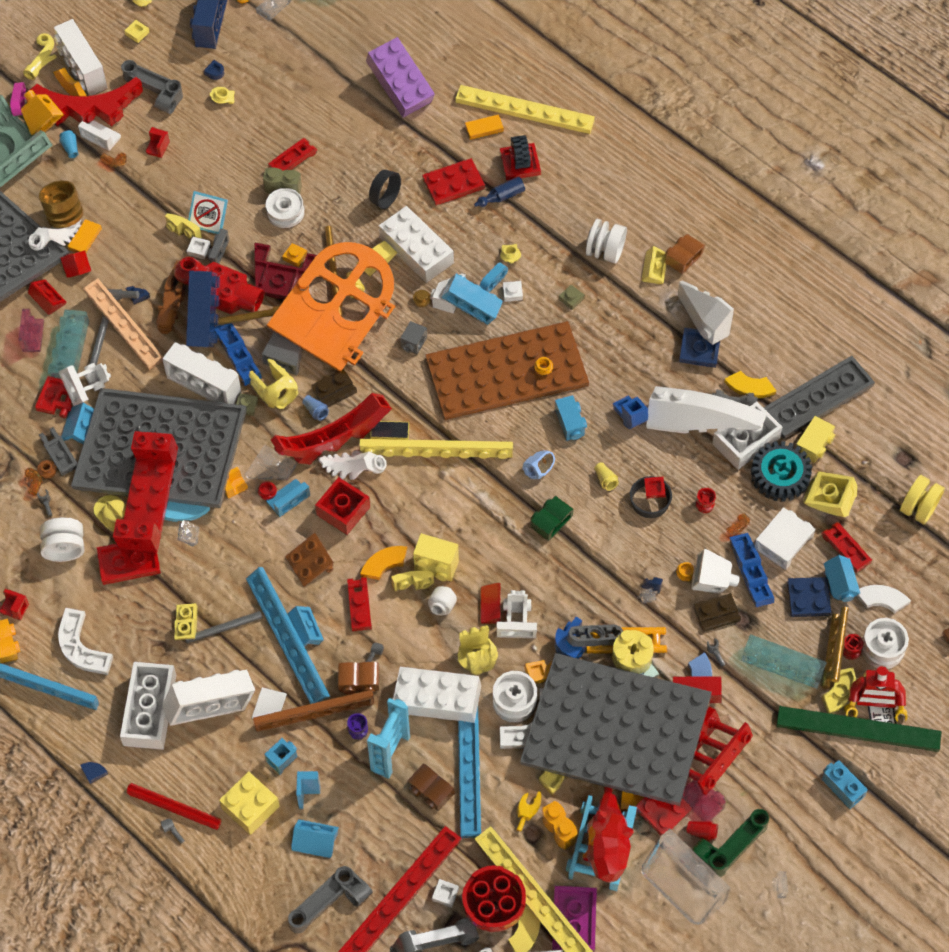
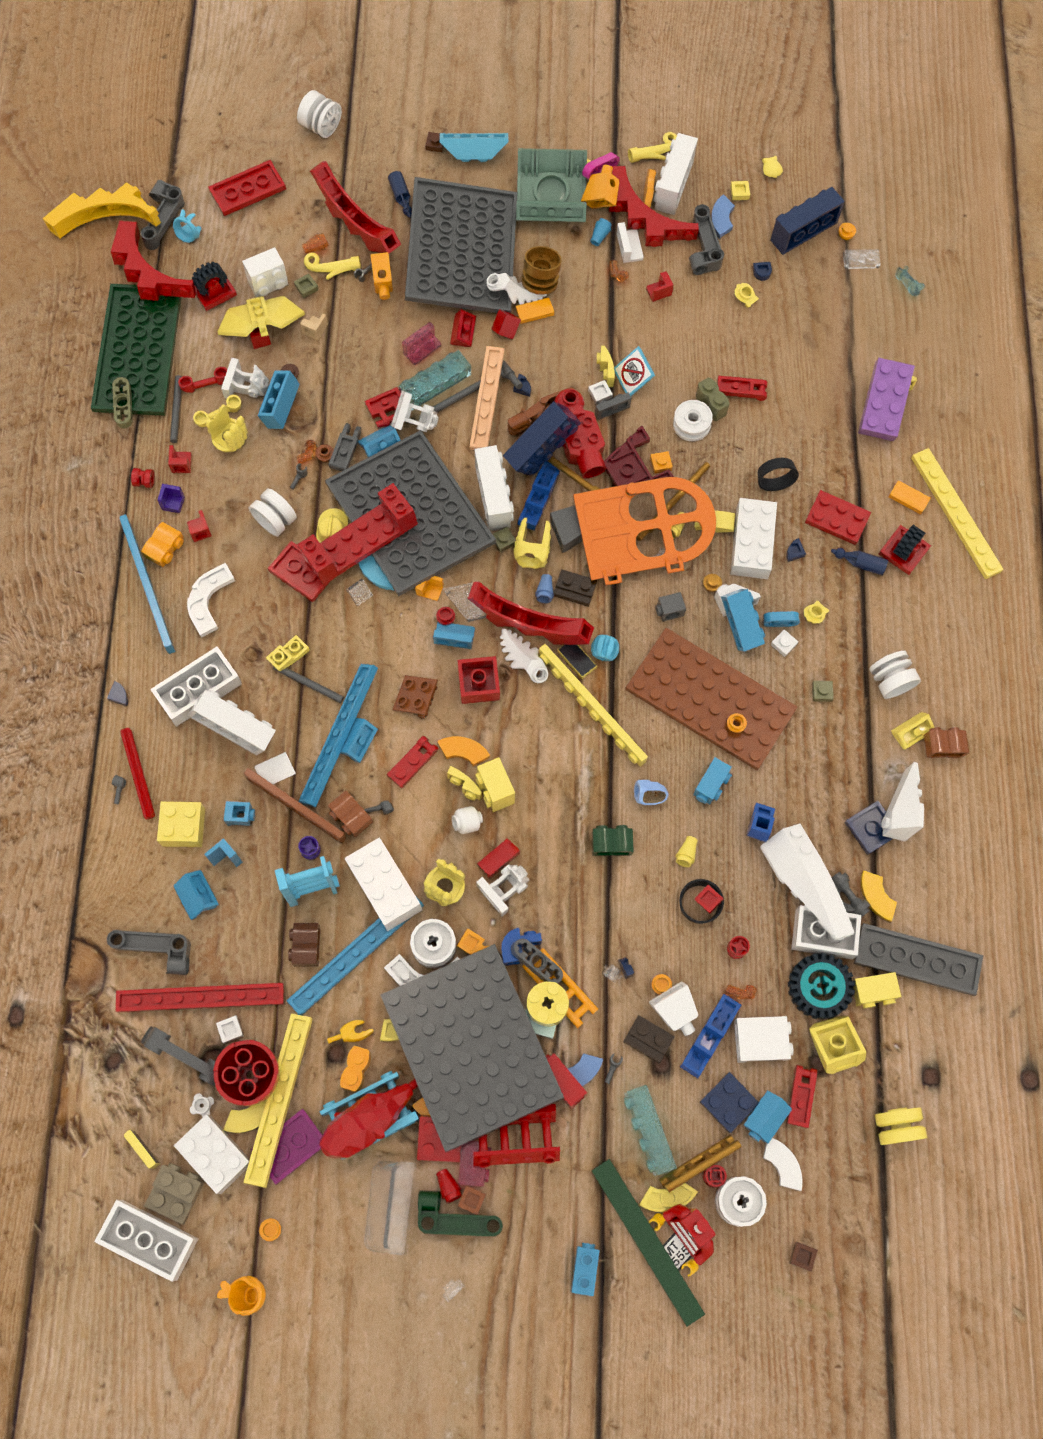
camera: 45 degrees right, 10 degrees up
(138, 53) = (720, 216): none -> medium blue tile
(402, 404) = (605, 648): none -> medium azure piece
(451, 227) = (795, 550): none -> dark blue tile
(727, 821) = (471, 1200): none -> dark orange plate

